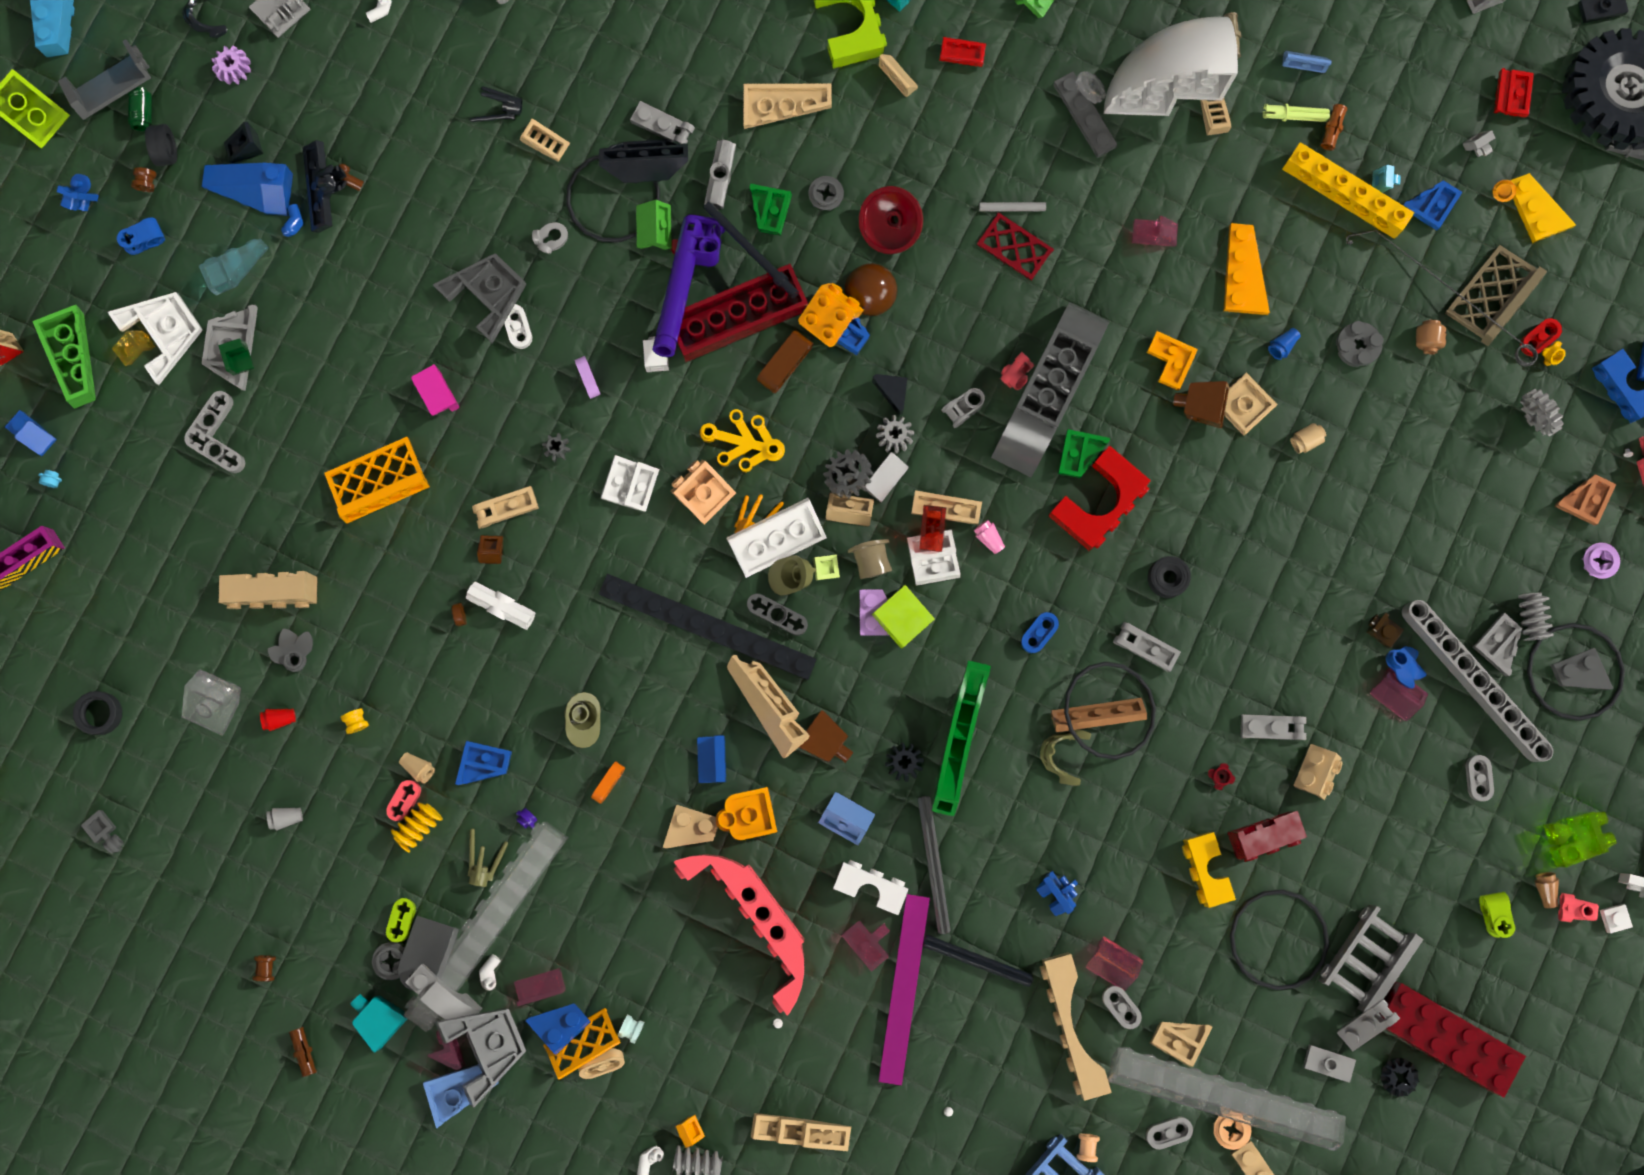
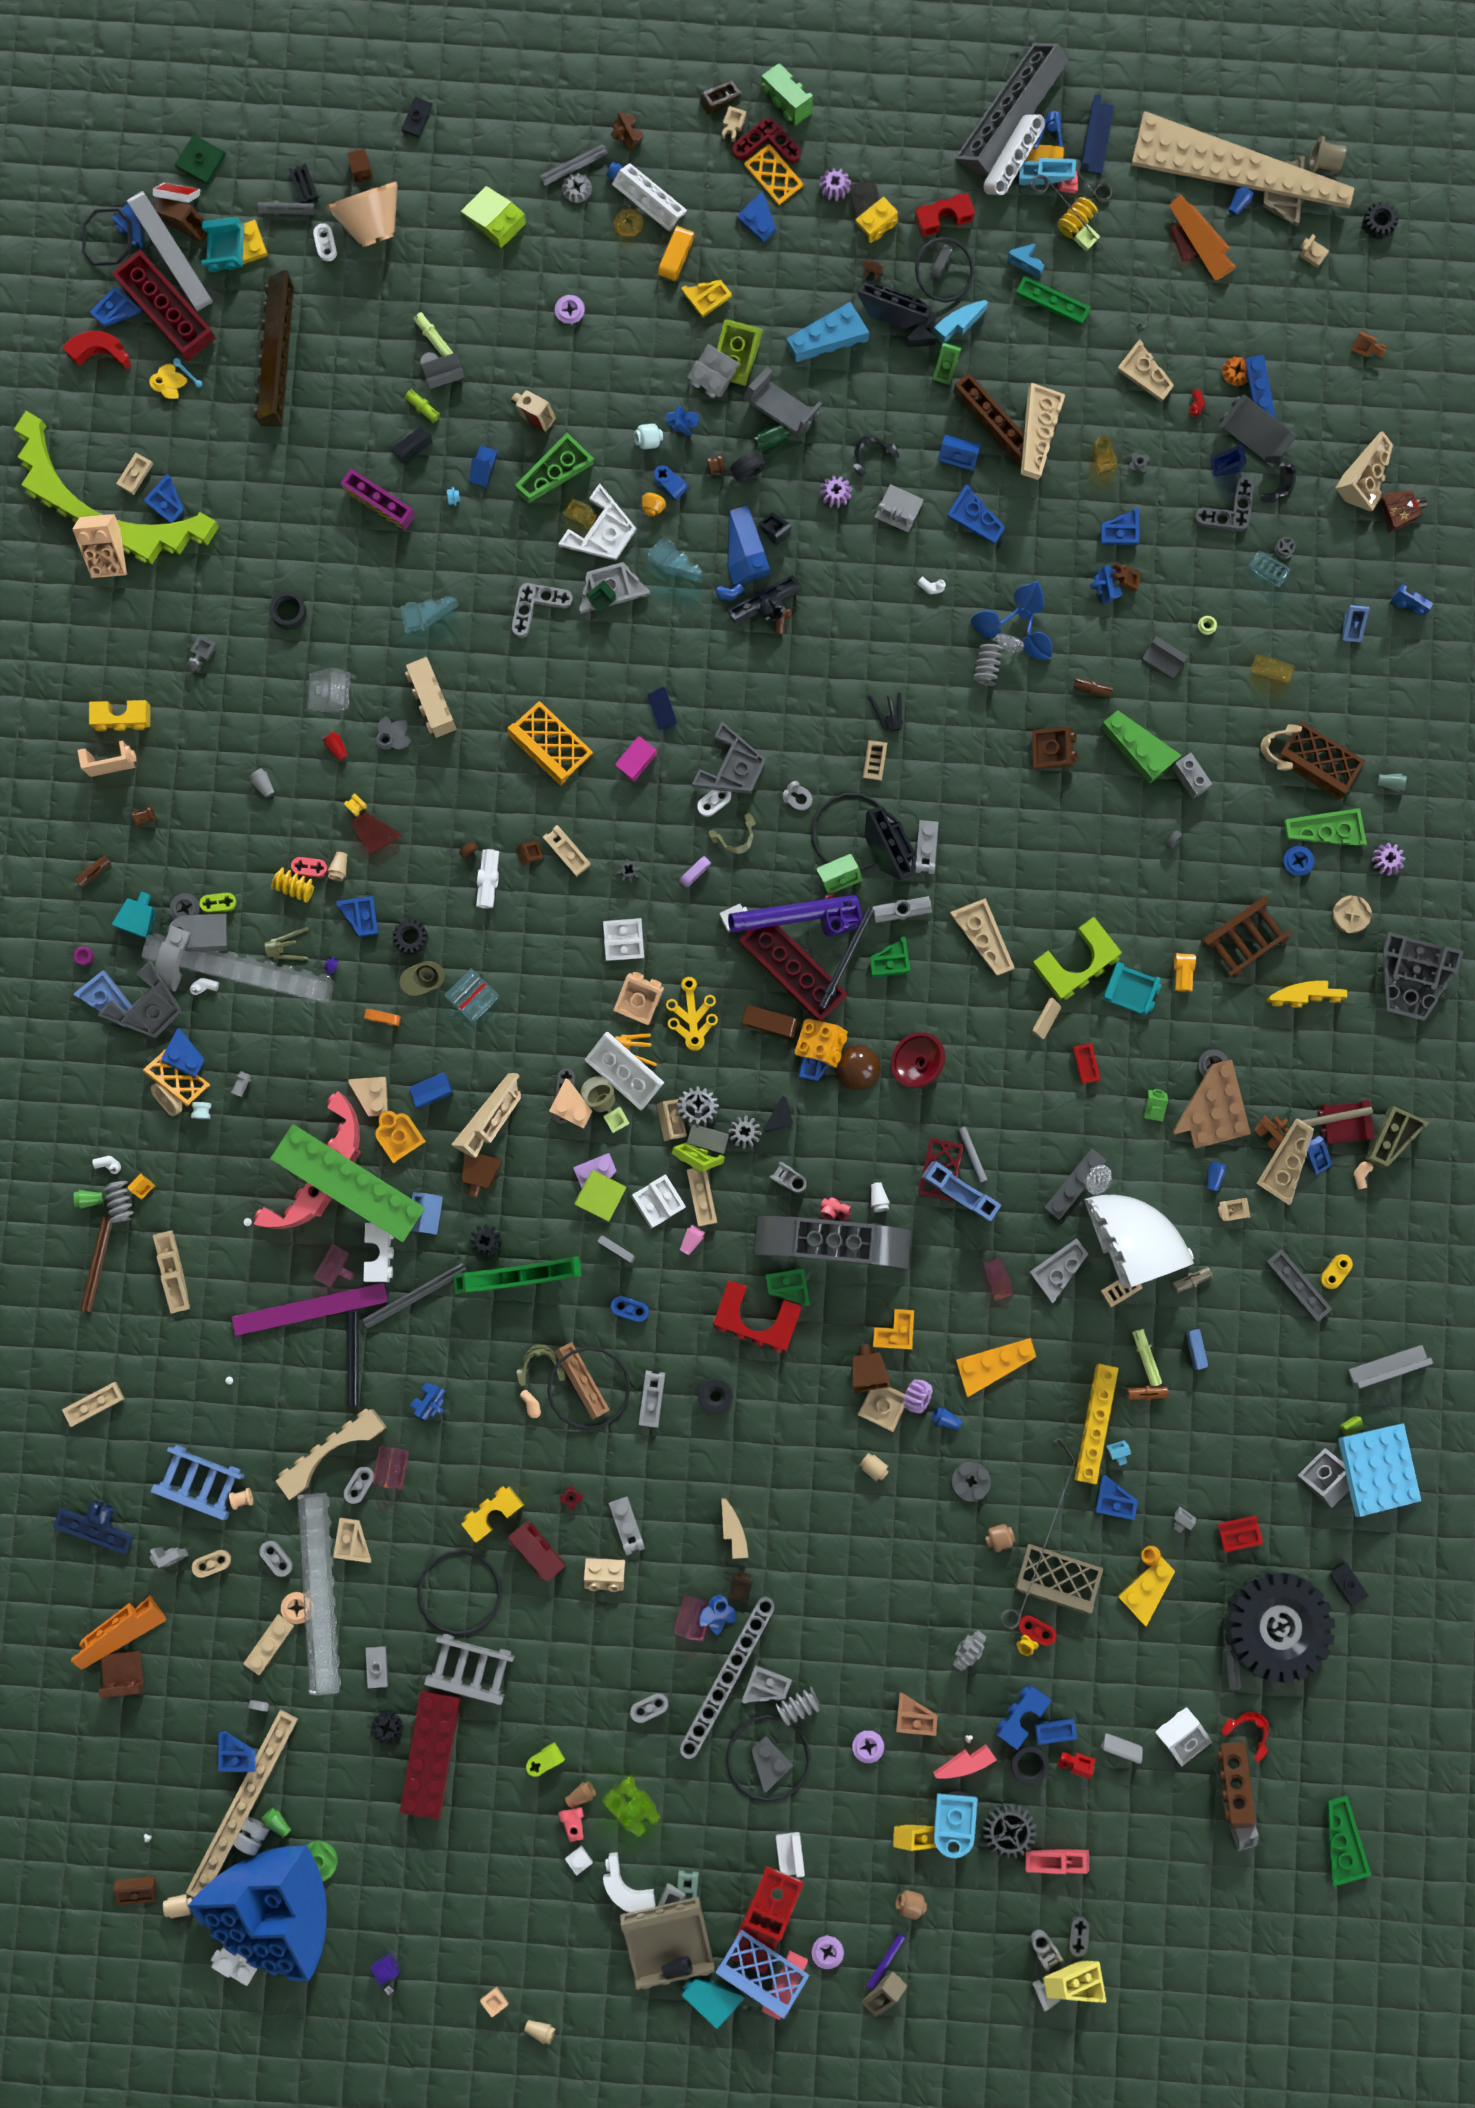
camera: 70 degrees right, 0 degrees up
(37, 140) = (713, 371): none -> light grey plate
(78, 239) = (648, 436): none -> light aqua head
(143, 934) = (136, 716): none -> yellow arch
(157, 263) = (652, 504): none -> light orange cone
(170, 562) = (423, 615): none -> clear light blue slope
(186, 988) = (101, 767): none -> light nougat panel
(390, 342) = (662, 708): none -> clear blue slope
(395, 712) = (374, 833): none -> clear red wing
(397, 1099) = (83, 956): none -> magenta tile
(449, 1055) = (131, 981): clear pink slope -> none
(516, 713) = (410, 925): none -> black tyre
(539, 986) = (207, 1028): clear pink panel -> none
(556, 297) = (742, 848): none -> olive helmet
(618, 971) = (241, 1083): none -> light grey pin
(624, 673) = (472, 995): none -> clear light blue slope
(707, 627) = (533, 1046): black plate -> none
(782, 890) = (347, 1183): none -> bright green plate
(791, 609) = (571, 1105): none -> light nougat wing
(820, 185) = (928, 993): dark grey gear -> none
(871, 558) = (636, 1152): dark tan piece -> none
(902, 496) = (696, 1157): none -> lime wing
(933, 528) = (678, 1191): clear red slope -> none
(971, 620) = (616, 1249): none -> light grey tile
(1022, 321) = (879, 1199): none -> white cone
(1033, 240) = (960, 1191): none -> medium blue arch
(1103, 779) = (532, 1404): none -> light nougat arm
(1168, 165) = (1058, 1269): none -> light grey wing
(1251, 362) = (917, 1396): none -> lavender gear
(1323, 613) = (733, 1530): none -> tan slope
(1367, 1025) = (416, 1683): light grey plate -> none

